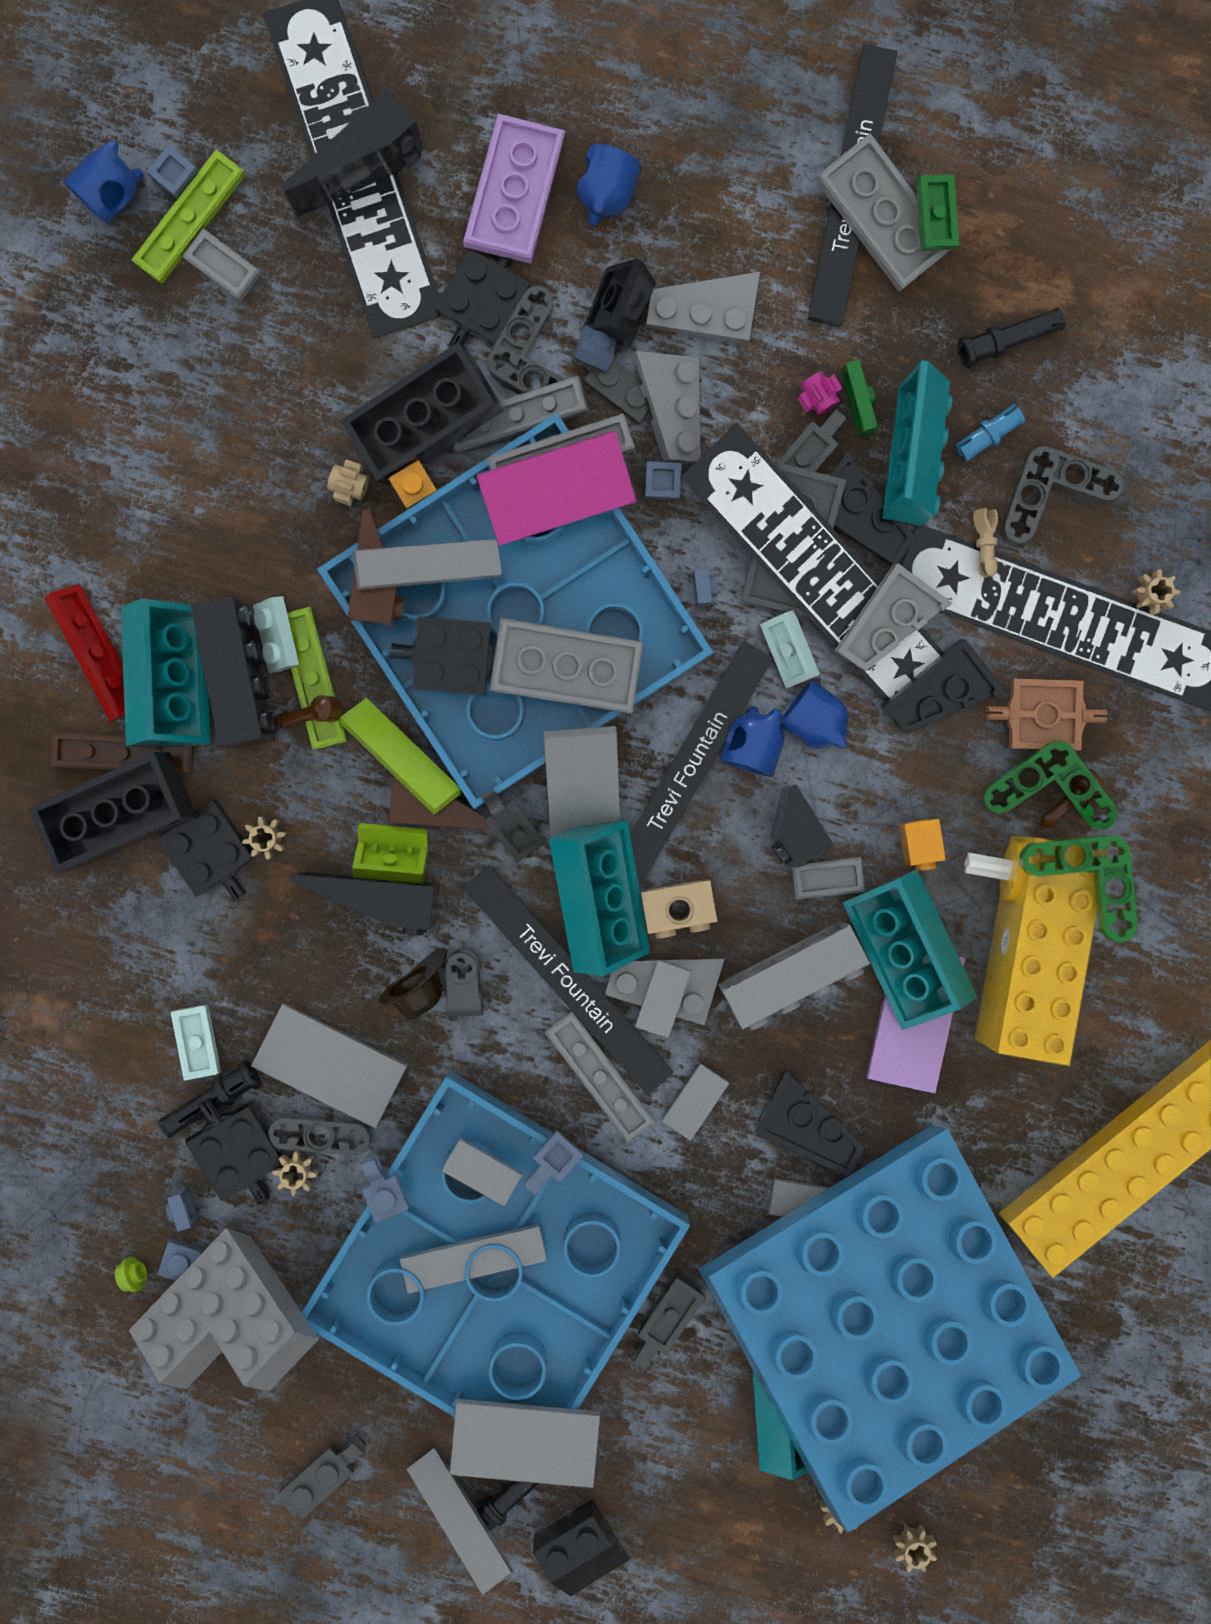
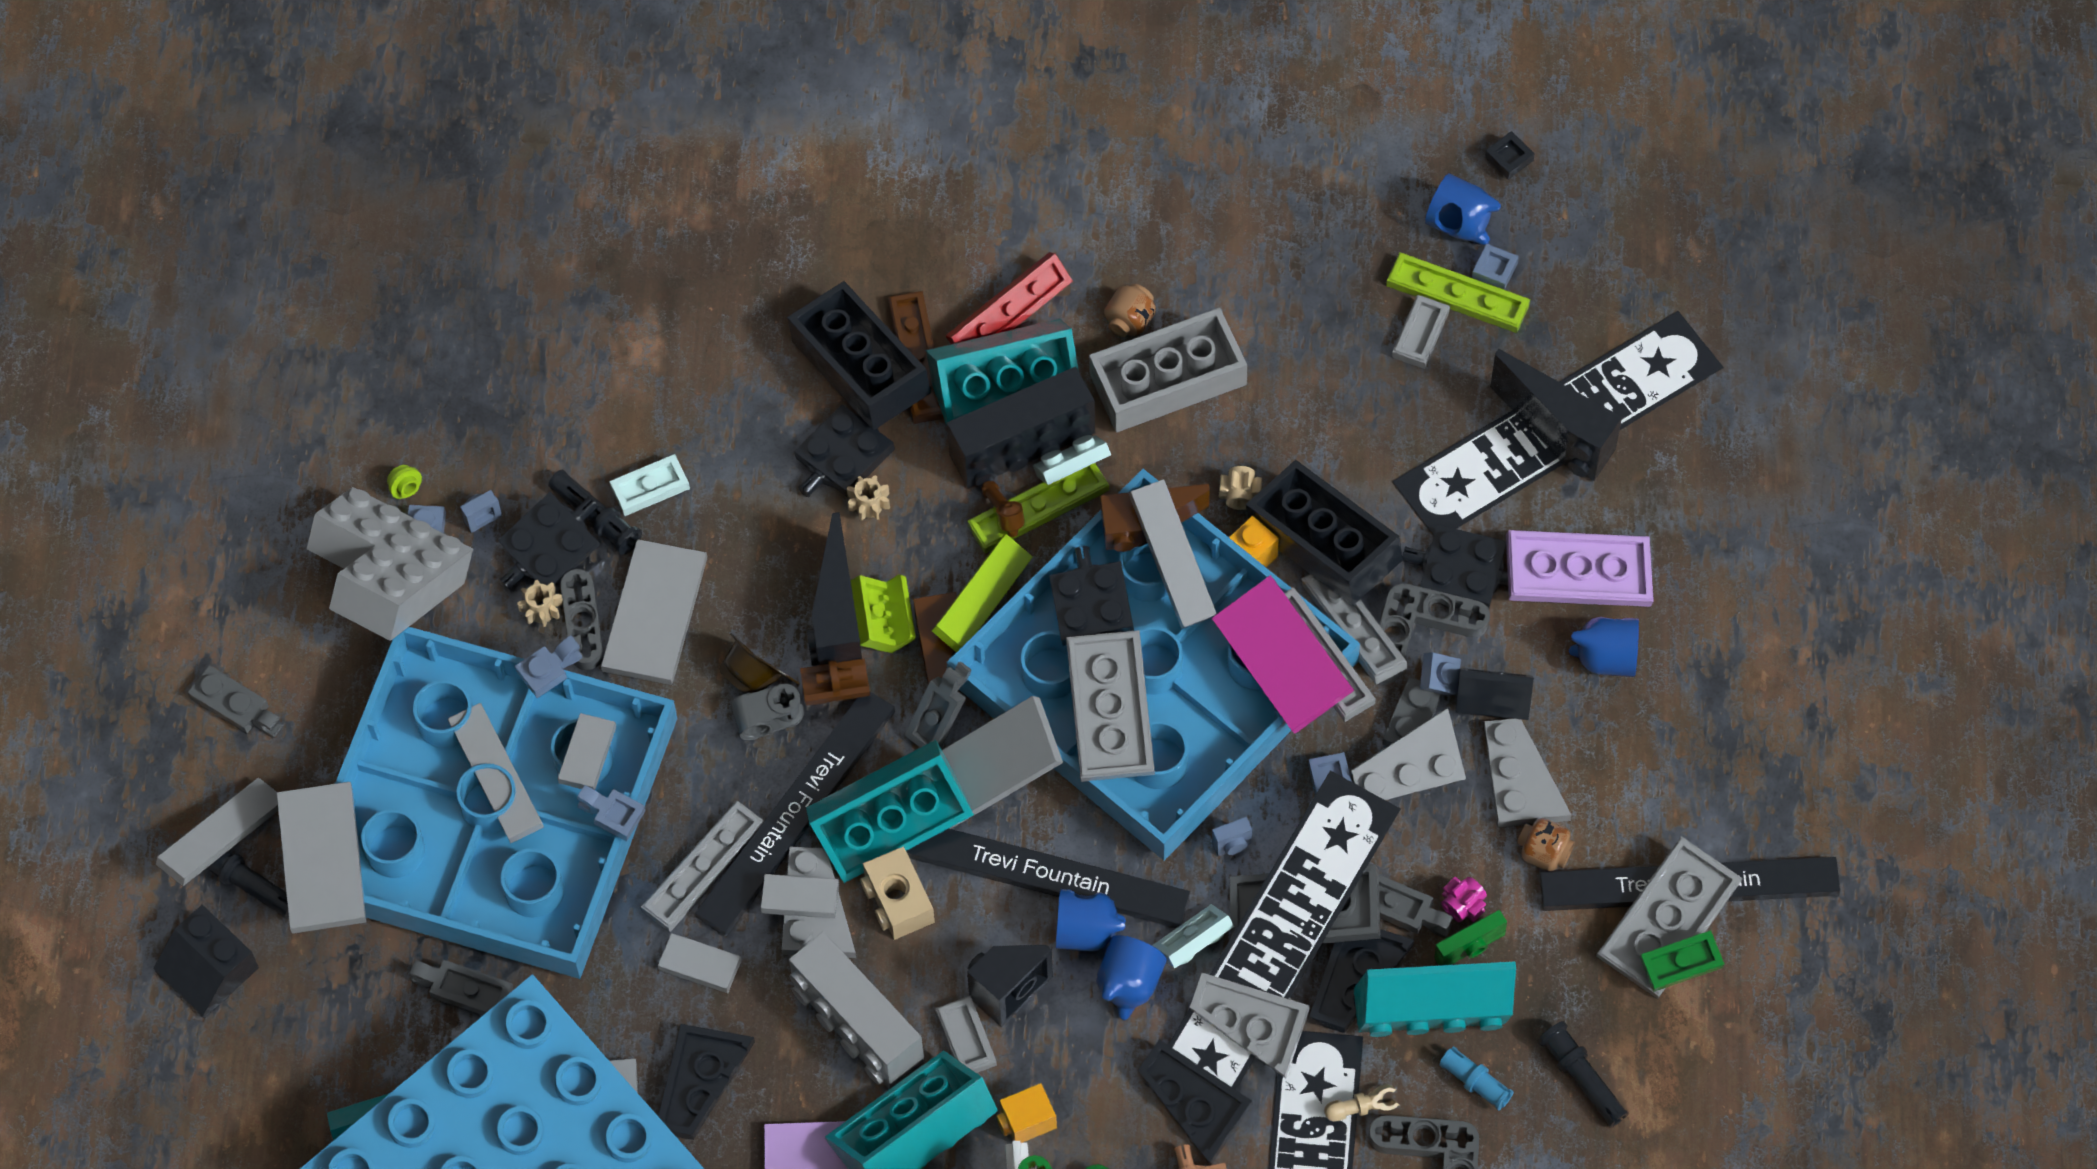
camera: 75 degrees right, 25 degrees down
(52, 120) = (1509, 155): none -> black plate
(128, 537) = (1130, 310): none -> medium nougat head
(205, 516) = (1168, 370): none -> light grey brick
(452, 915) = (835, 681): none -> reddish brown hips
(784, 303) = (1546, 844): none -> medium nougat head

